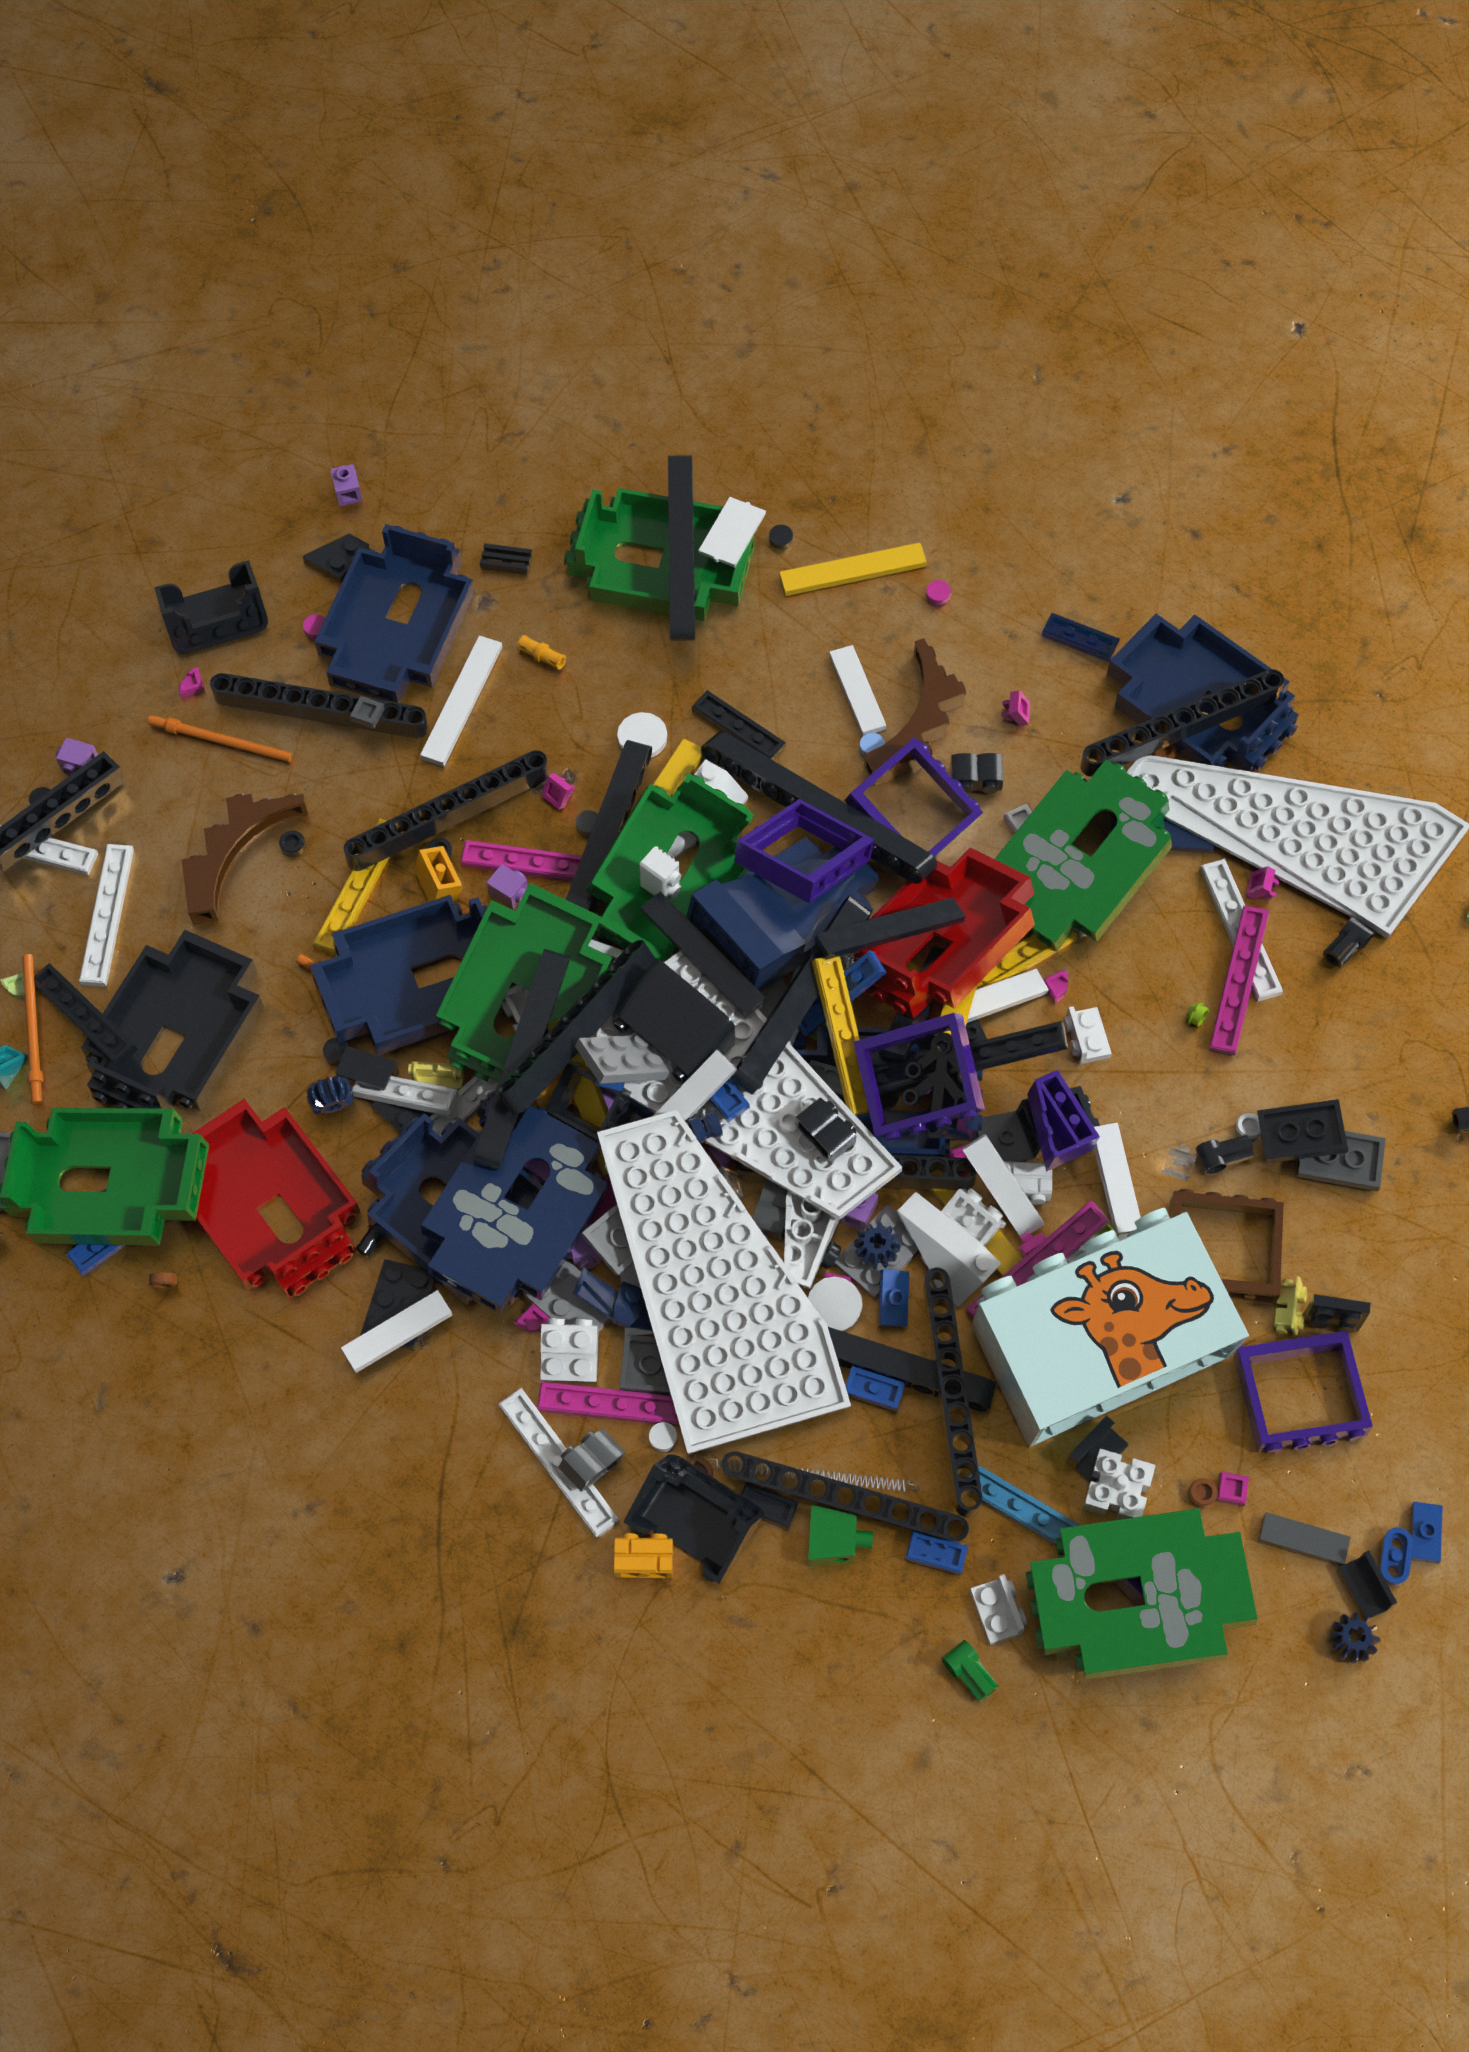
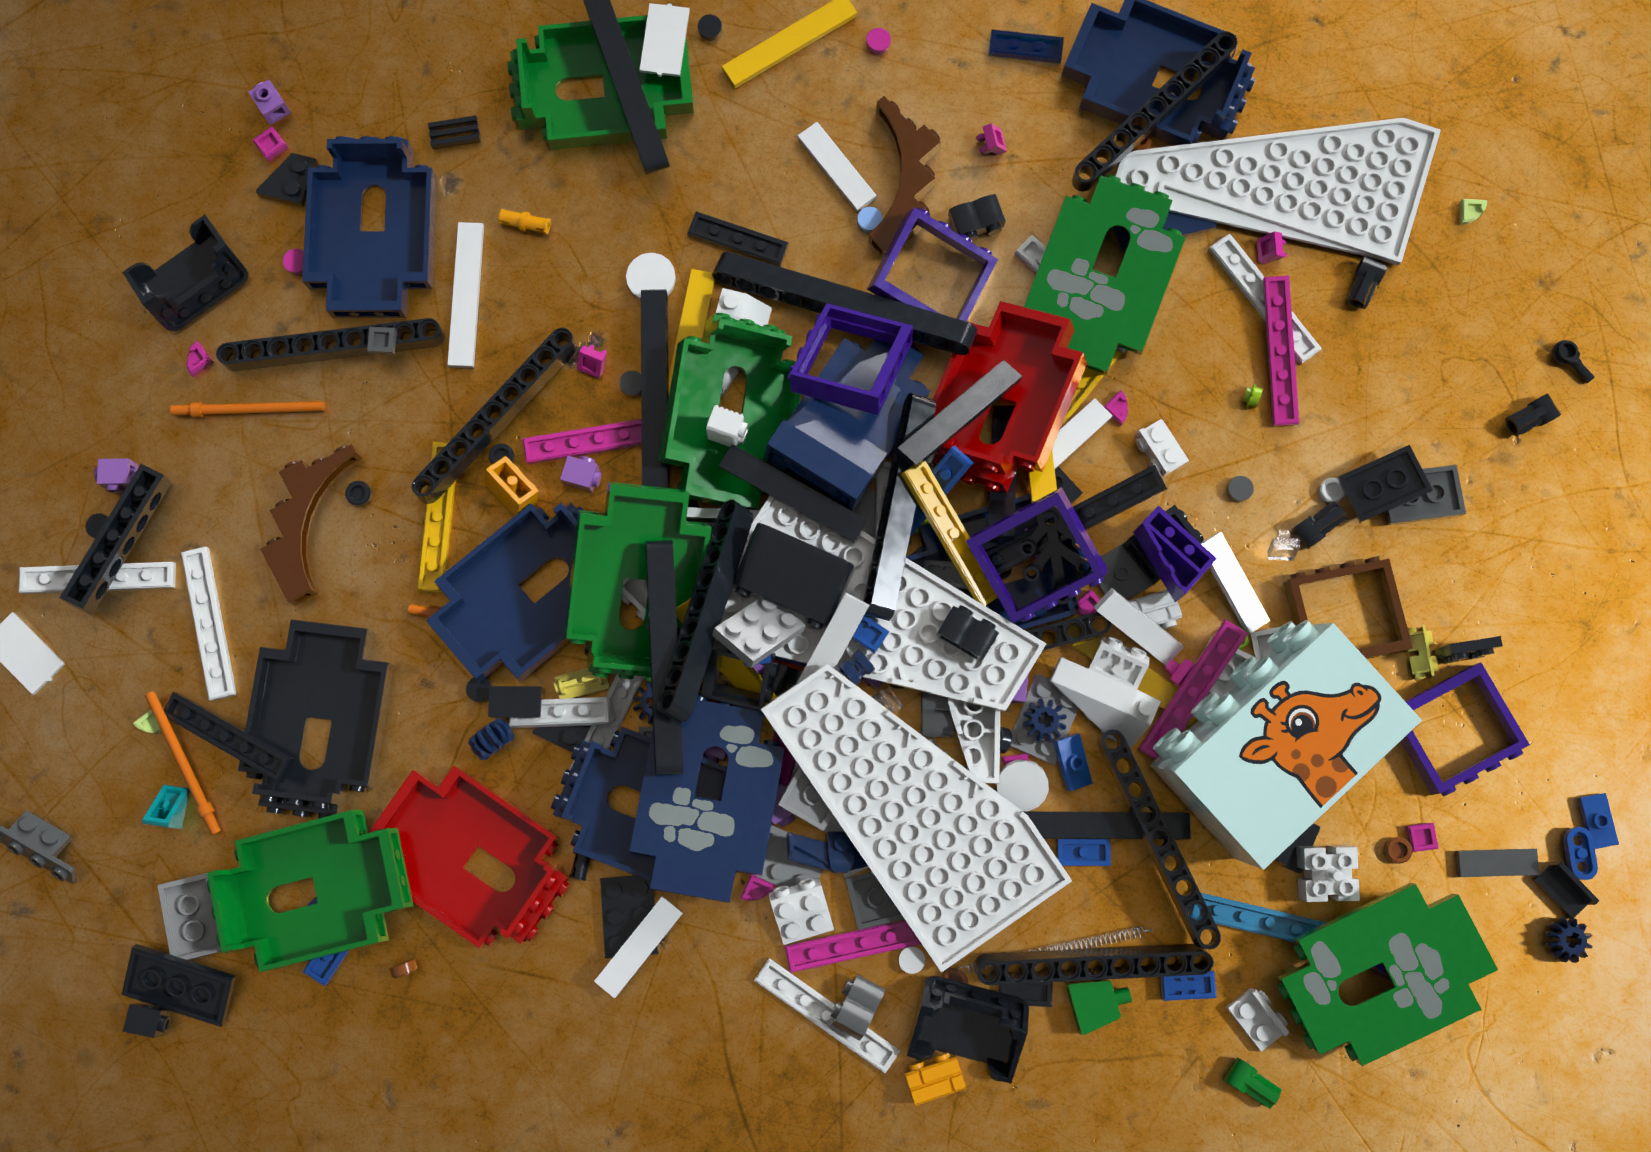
camera: 20 degrees left, 15 degrees up
(332, 521) = (270, 143): none -> dark pink tile
(1155, 1096) = (1240, 489): none -> dark grey tile

